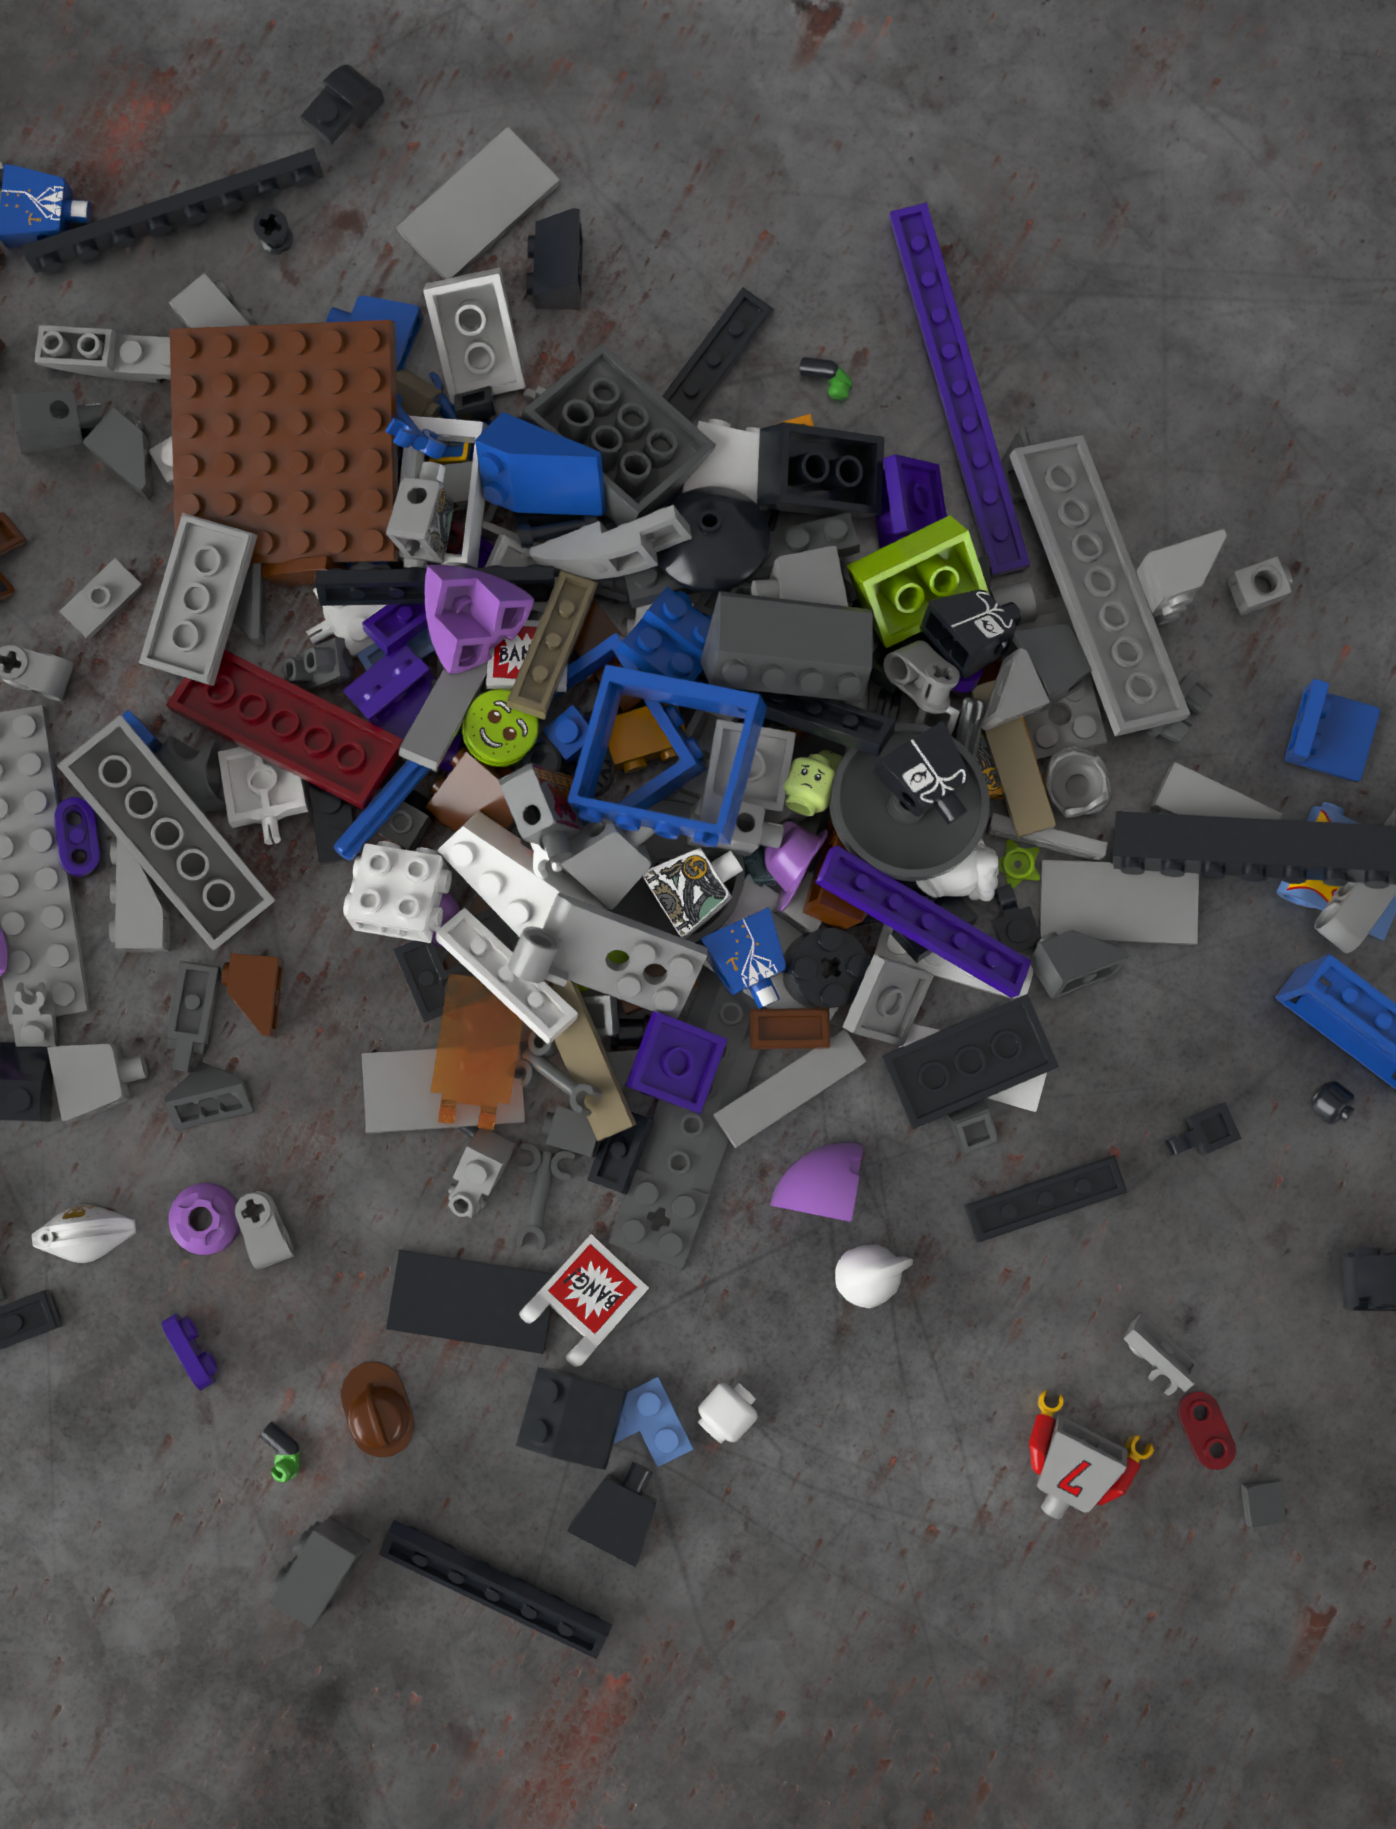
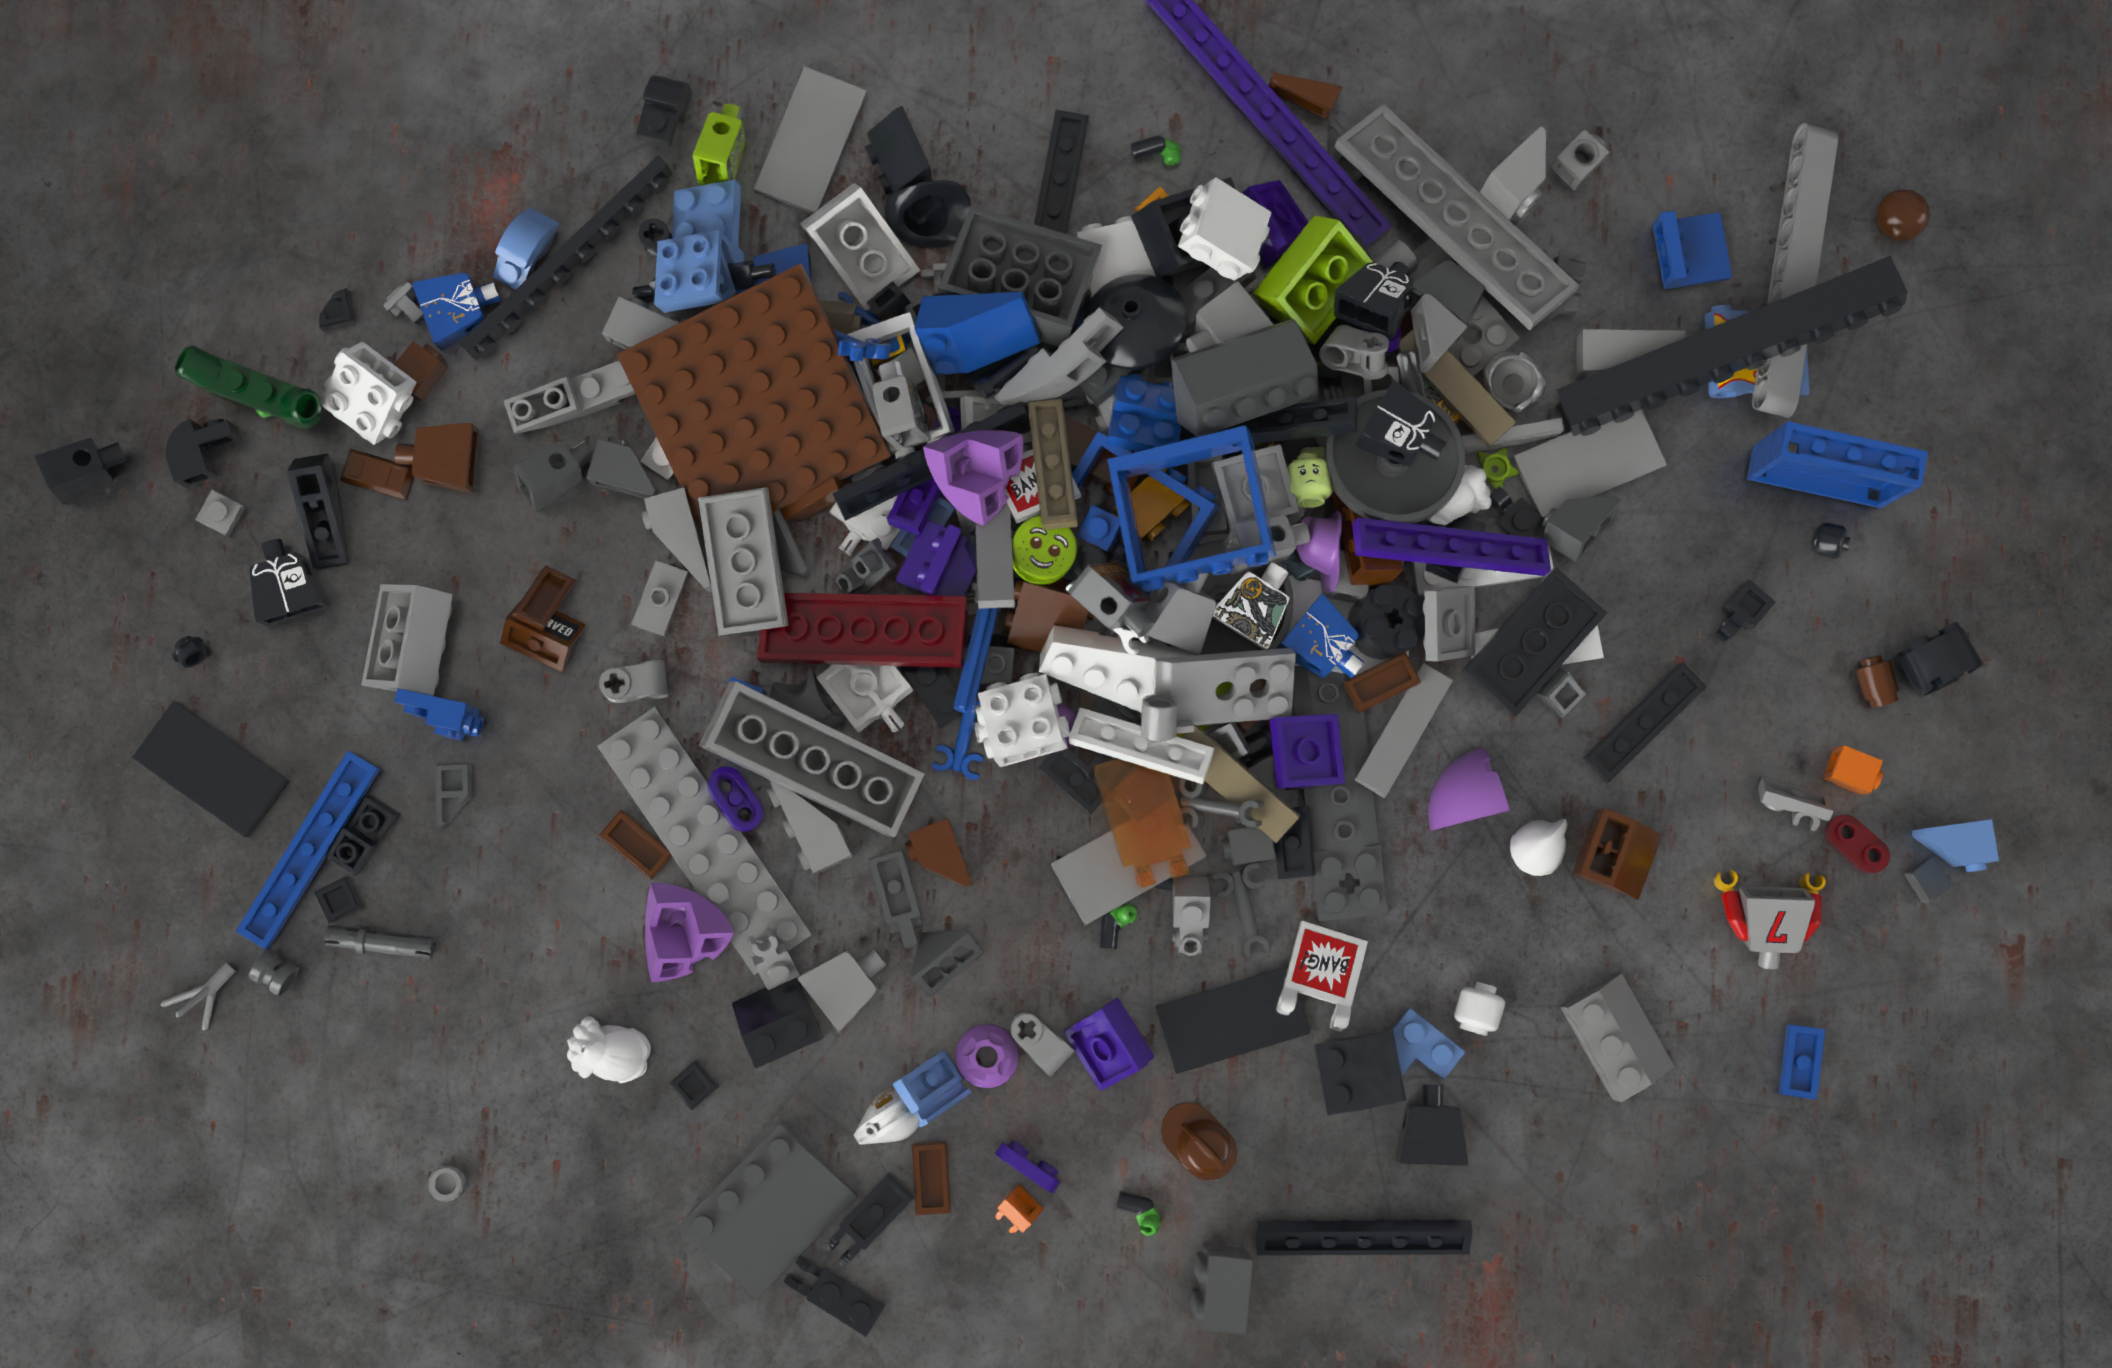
camera: 30 degrees left, 0 degrees up
(87, 1315) = (931, 1178): none -> reddish brown tile
(129, 1224) = (931, 1088): none -> medium blue plate
(136, 175) = (521, 246): none -> medium blue brick
(150, 537) = (677, 528): none -> light grey slope
(159, 1390) = (1019, 1209): none -> orange tile
(309, 272) = (703, 256): none -> medium blue piece
(321, 900) = (958, 759): none -> blue bar
(333, 1266) = (1109, 1044): none -> dark purple bracket
(380, 170) = (720, 146): none -> lime torso
(398, 1144) = (1113, 922): none -> arm
(558, 331) = (938, 209): none -> black hat
(845, 485) = (1224, 229): none -> white brick
(859, 1511) = (1617, 1038): none -> light grey slope
(949, 1321) = (1617, 853): none -> reddish brown slope
(1010, 390) = (1306, 93): none -> reddish brown slope
(1037, 1628) = (1801, 1061): none -> blue plate
(1238, 1352) = (1853, 770): none -> orange brick
(1309, 1271) = (1877, 681): none -> reddish brown brick
(1315, 1482) = (1961, 844): none -> medium blue slope

